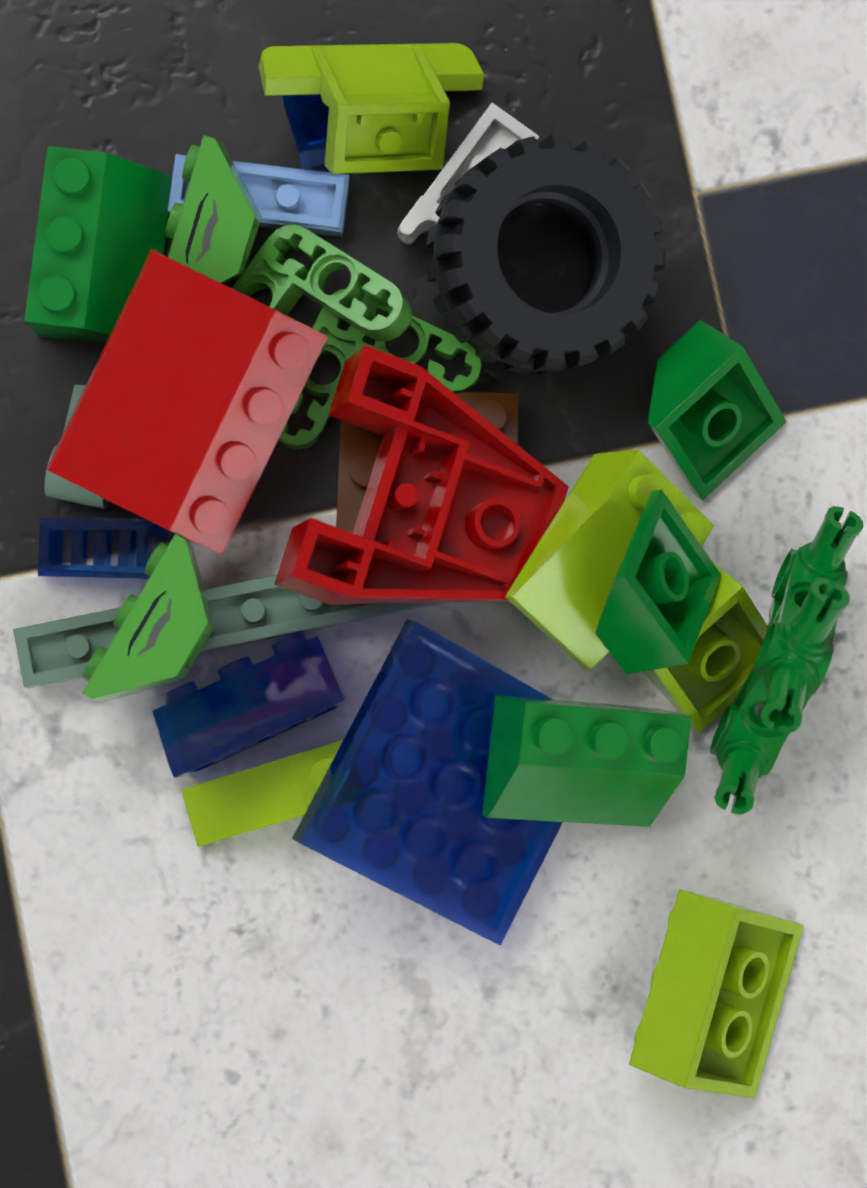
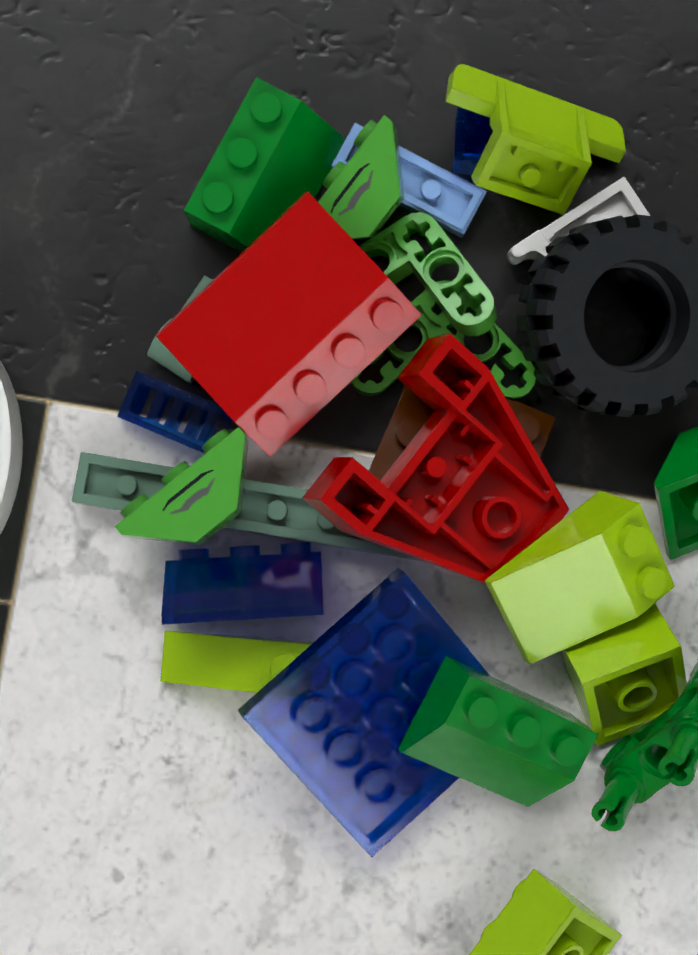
camera: 25 degrees right, 0 degrees up
(658, 593) = (610, 626): green slope -> none

